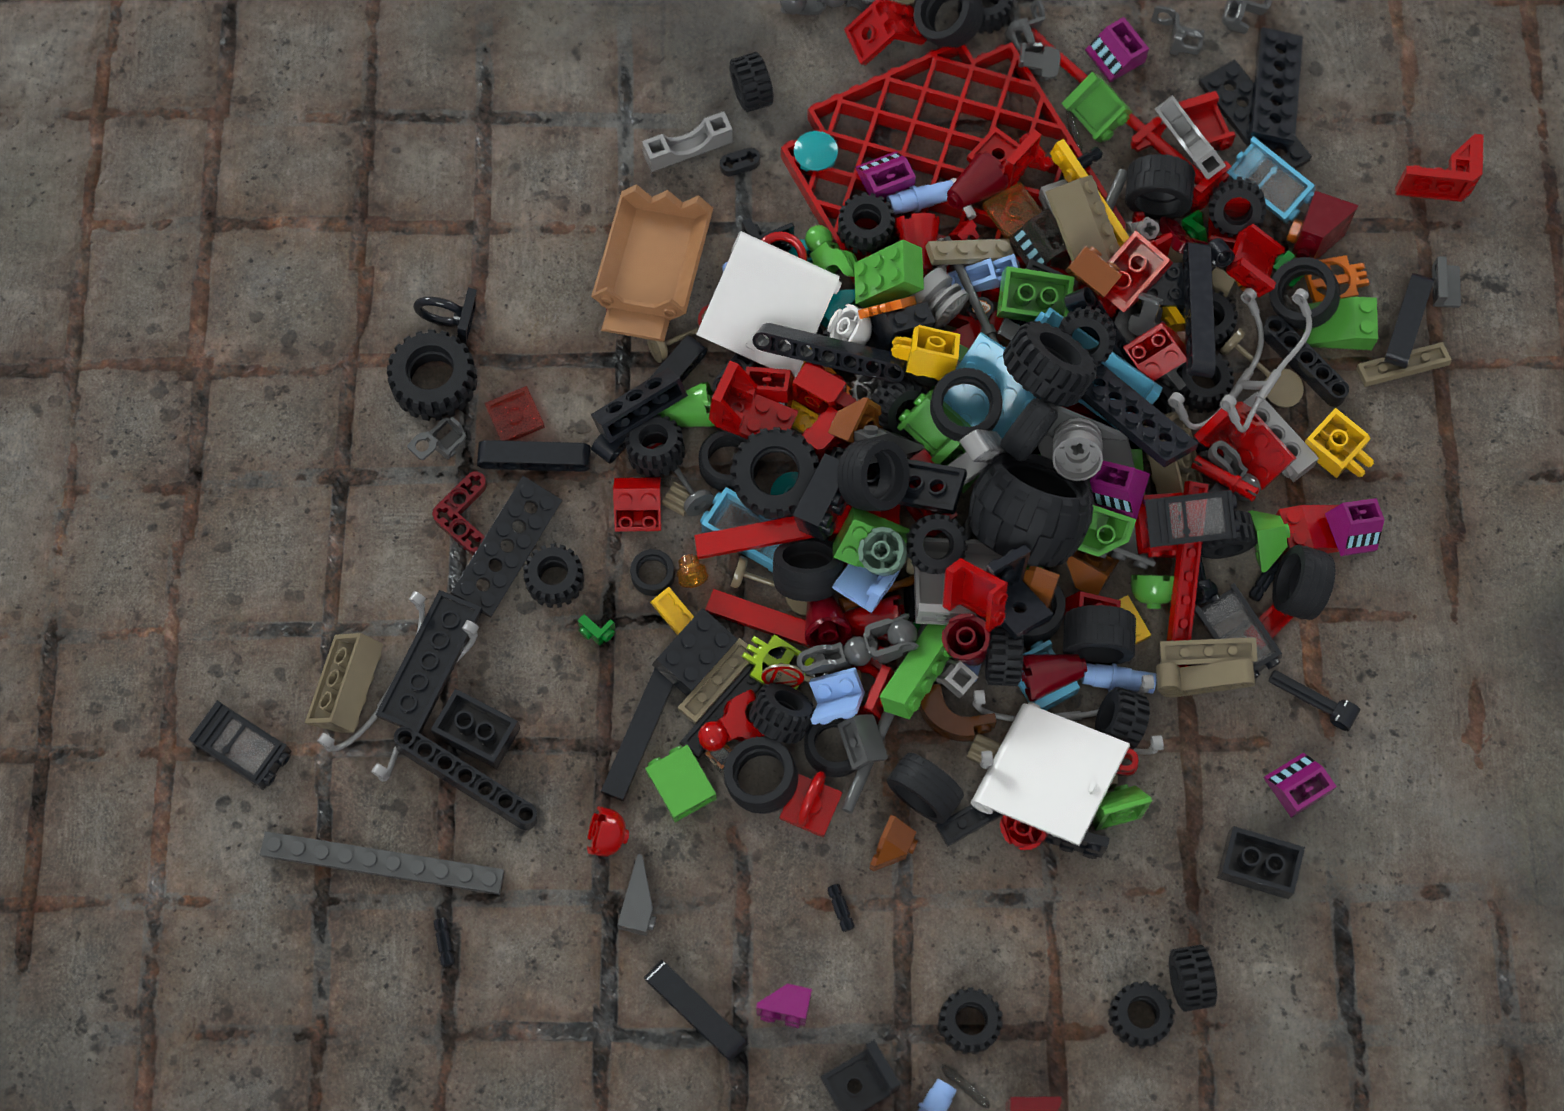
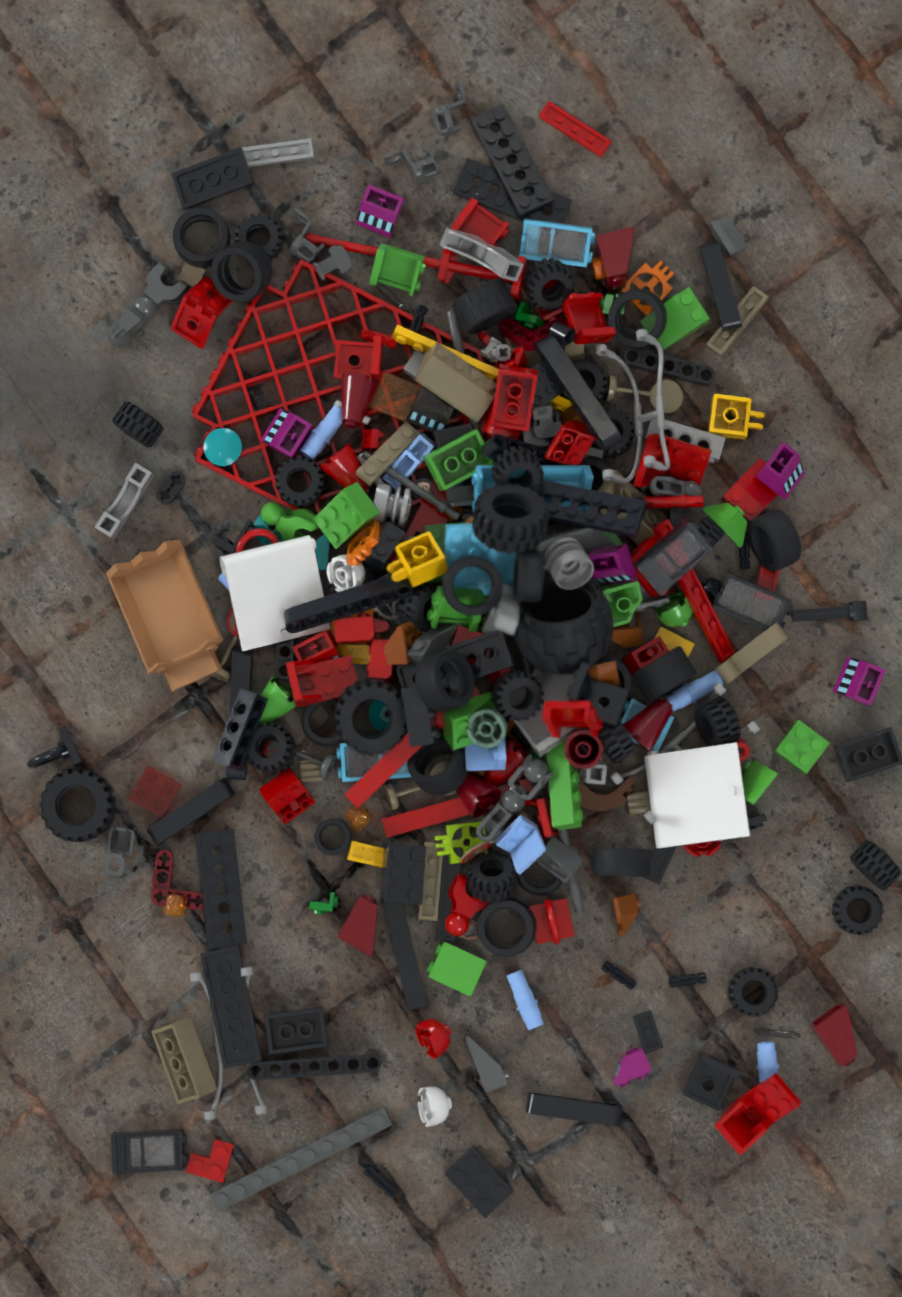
camera: 30 degrees left, 15 degrees up
(293, 809) = (213, 1166): none -> red plate
(449, 528) = (174, 906): none -> clear orange piece
(543, 1013) = (479, 1181): none -> black brick
(550, 558) = (255, 898): black tyre -> none
(555, 902) = (433, 1105): none -> white cylinder
(617, 670) = (361, 925): none -> dark red slope
(726, 863) = (525, 1000): none -> light blue piece
(829, 985) = (647, 1031): none -> black plate
(909, 962) = (689, 979): none -> black axle
(1094, 271) = (486, 419): dark orange brick -> none
(1193, 808) = (801, 747): none -> bright green brick
(1207, 651) = (742, 634): dark tan plate -> none
(1357, 100) = (575, 129): none -> red tile
(1450, 184) = (684, 148): red bracket -> none

